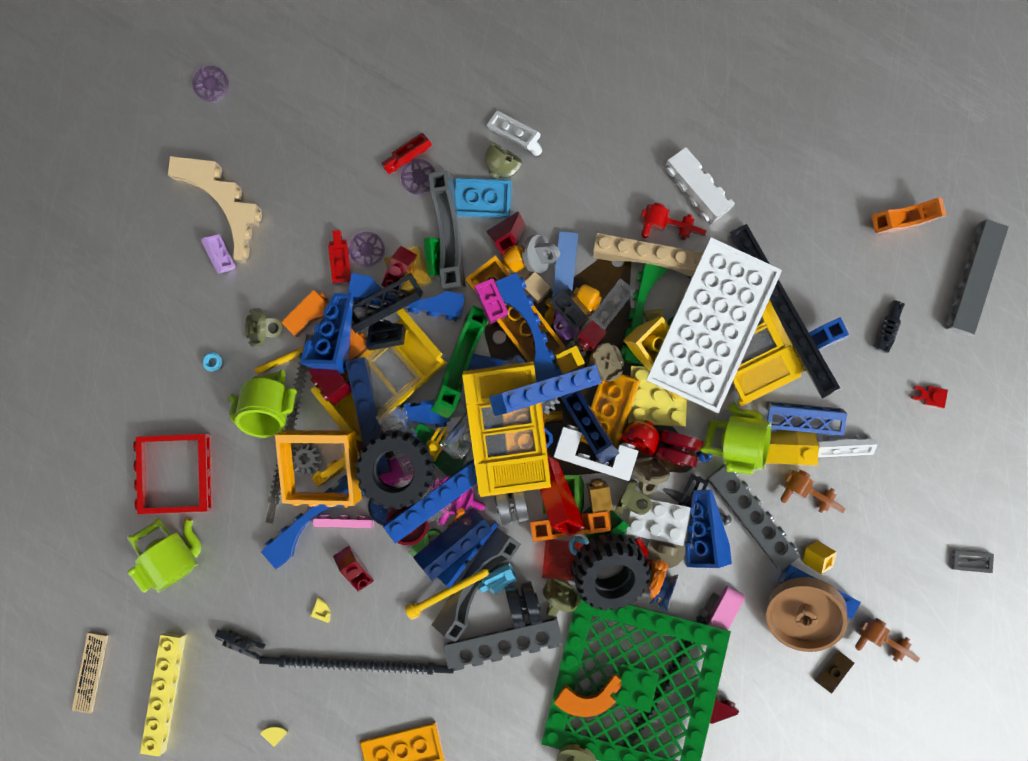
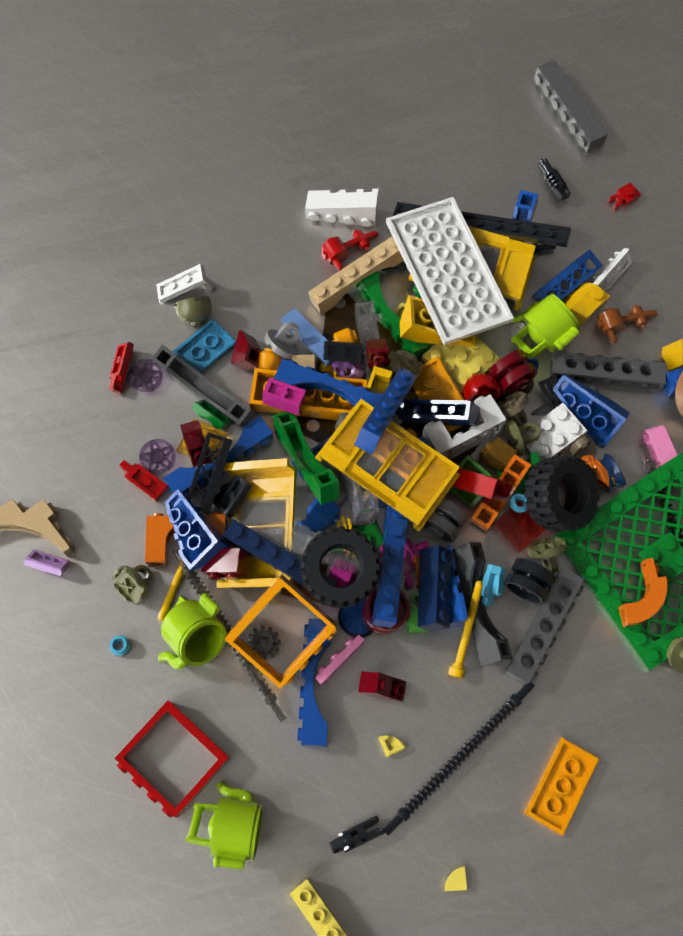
camera: 45 degrees left, 15 degrees down
(333, 470) = (292, 626): yellow hinge -> none
(909, 216) = (492, 106): orange arch -> none

